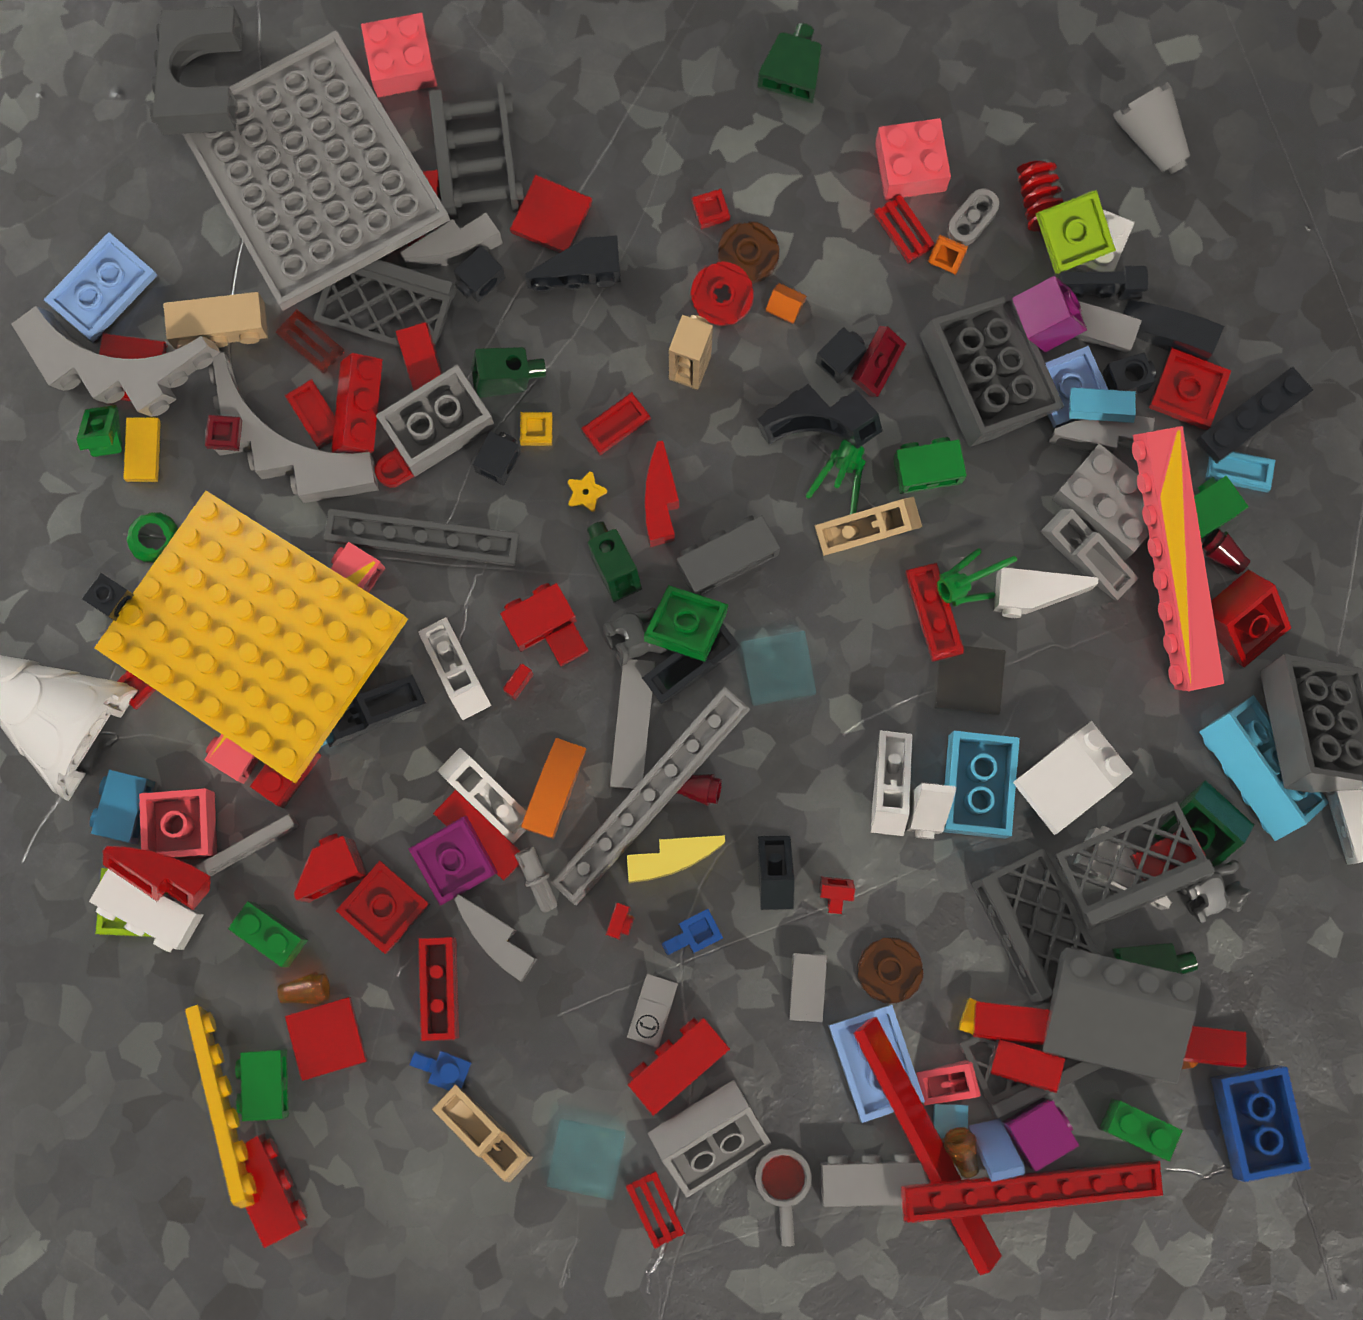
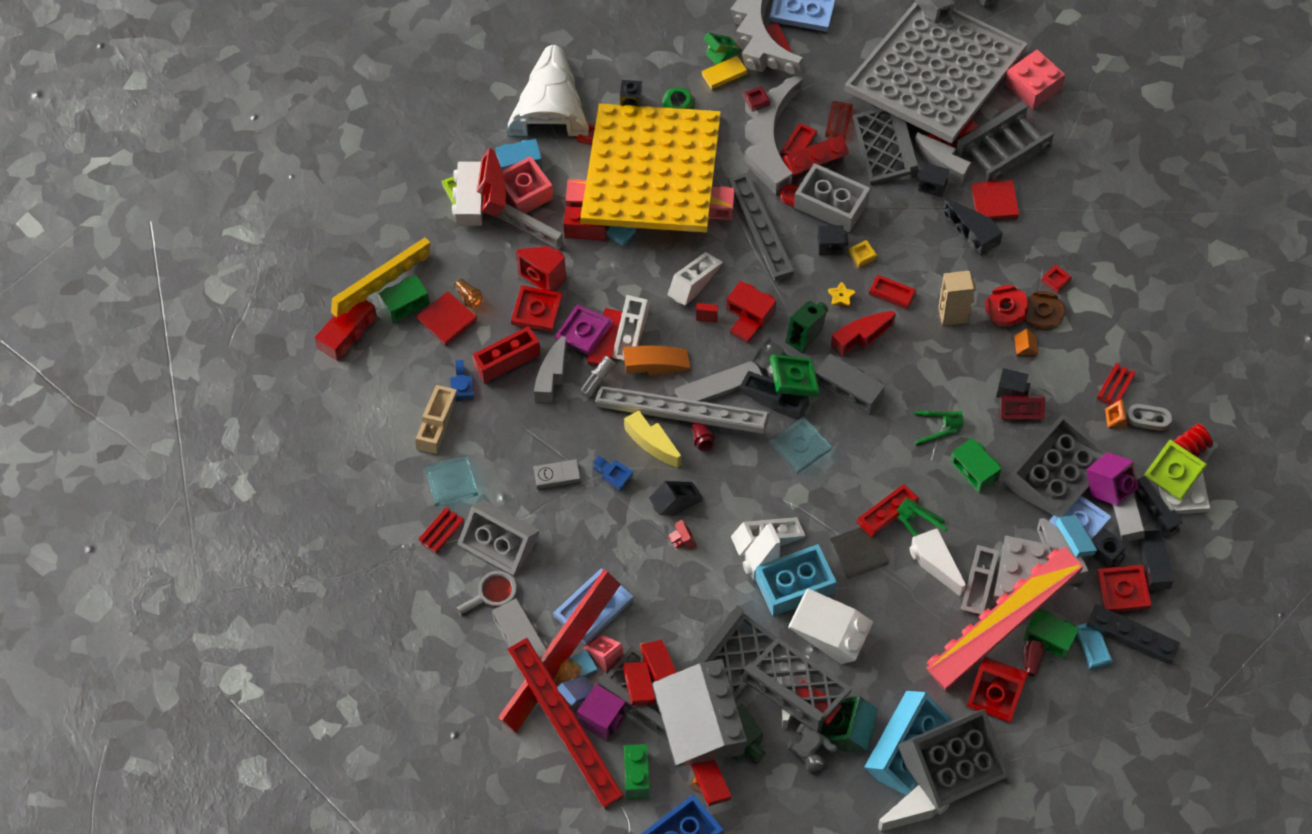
camera: 65 degrees right, 20 degrees down
(217, 319) = (821, 69): tan brick -> none
(268, 934) = (488, 259): green brick -> none
(376, 709) = (645, 249): black slope -> none
(419, 354) = (868, 171): red tile -> none
(504, 371) = (883, 216): dark green torso -> none
(620, 922) = (597, 424): red plate -> none
(677, 1065) = (531, 499): red brick -> none
(792, 65) = (1174, 276): dark green torso -> none
(806, 411) = (964, 383): black arch -> none
(807, 987) = (618, 549): light grey slope -> none
(868, 526) = (918, 450): tan slope -> none
(890, 970) = (654, 590): reddish brown tile -> none
(912, 159) = (1161, 365): coral brick -> none
(1157, 128) = (1278, 487): light grey cone -> none

